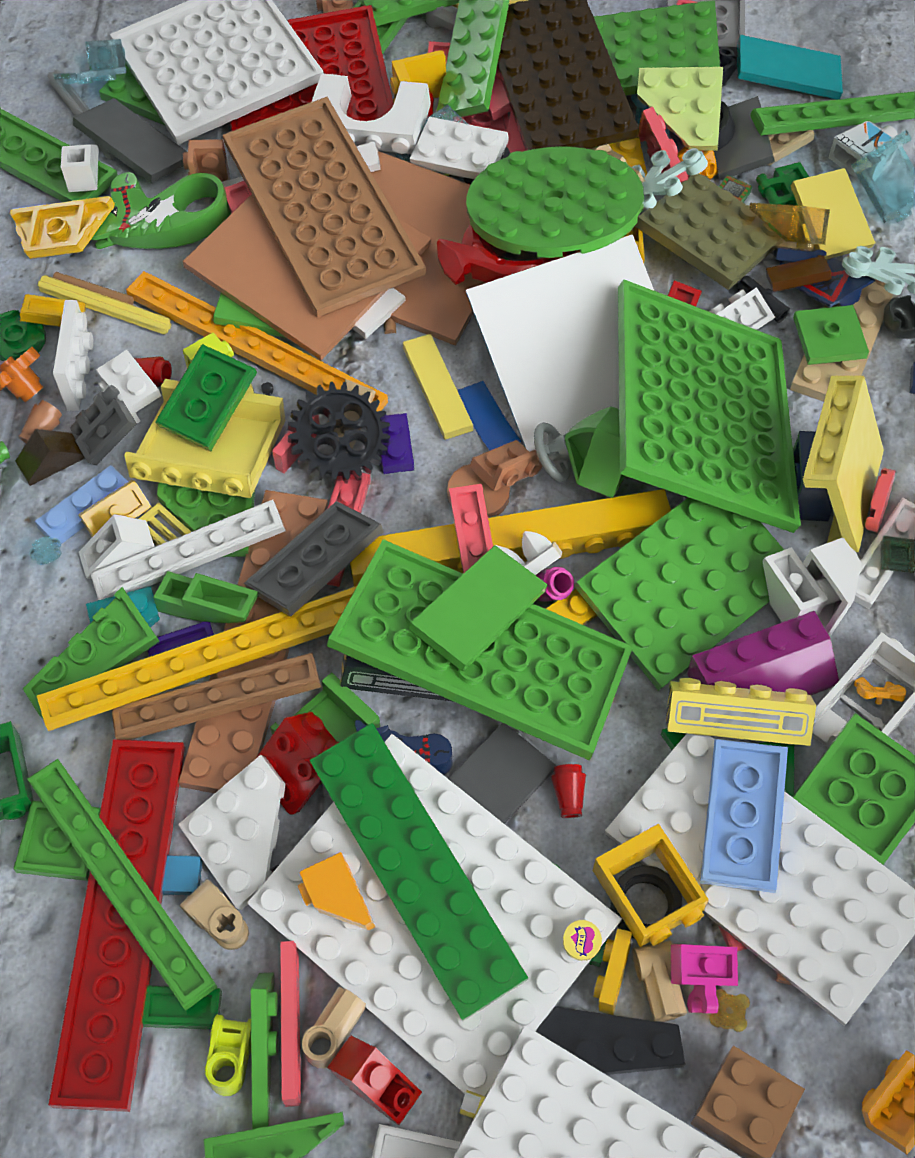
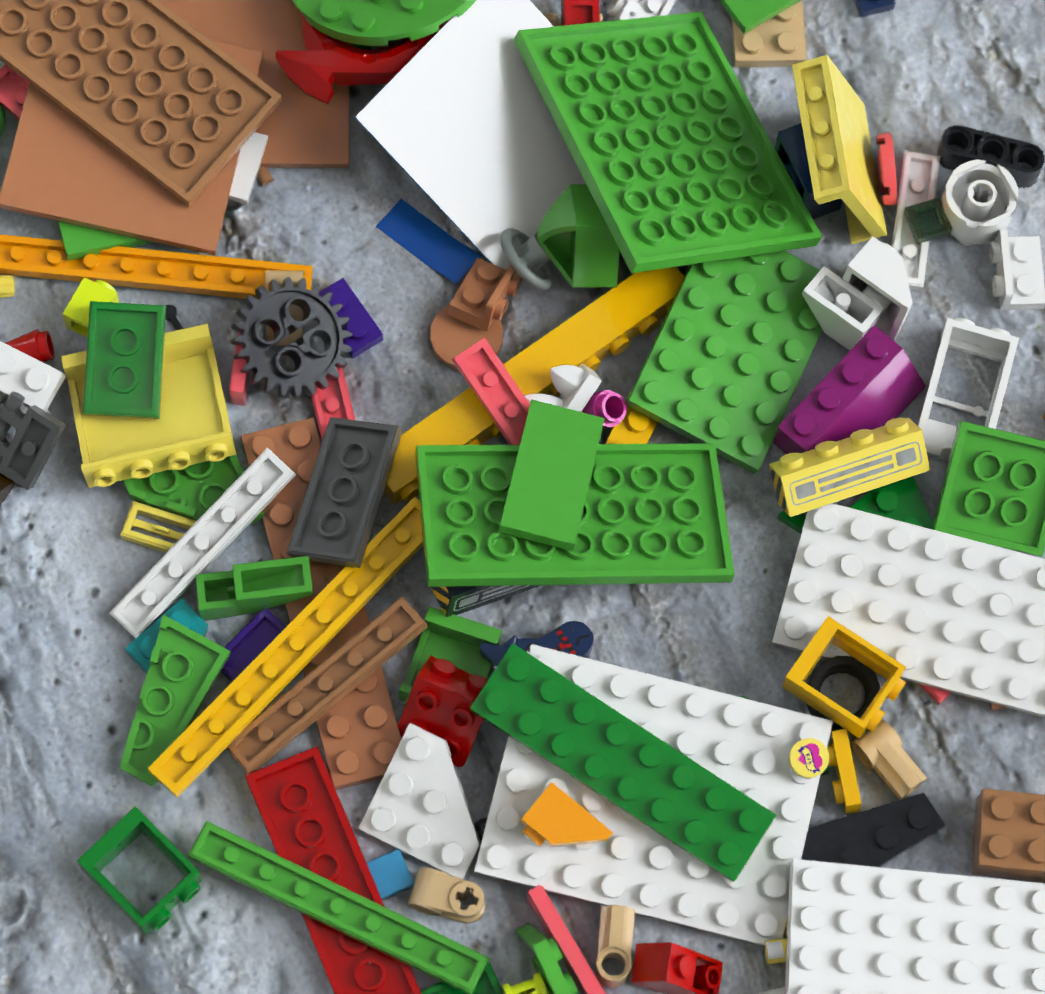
camera: 30 degrees left, 10 degrees up
(45, 550) = (45, 609): clear light blue plate -> none
(46, 848) = (243, 912): bright green plate -> none
(63, 519) = (51, 540): light blue plate -> none
(115, 541) = (118, 571): white slope -> none
(124, 501) = (93, 532): yellow plate -> none
(437, 386) = (357, 228): light yellow tile -> none
(503, 773) = (646, 629): dark grey tile -> none
(569, 789) = (719, 617): red cone -> none
(705, 969) = (925, 732): dark pink plate -> none
(730, 1021) = (960, 768): clear yellow plate -> none
(744, 816) = (900, 568): light blue tile -> none
(889, 691) = (979, 374): light orange piece -> none

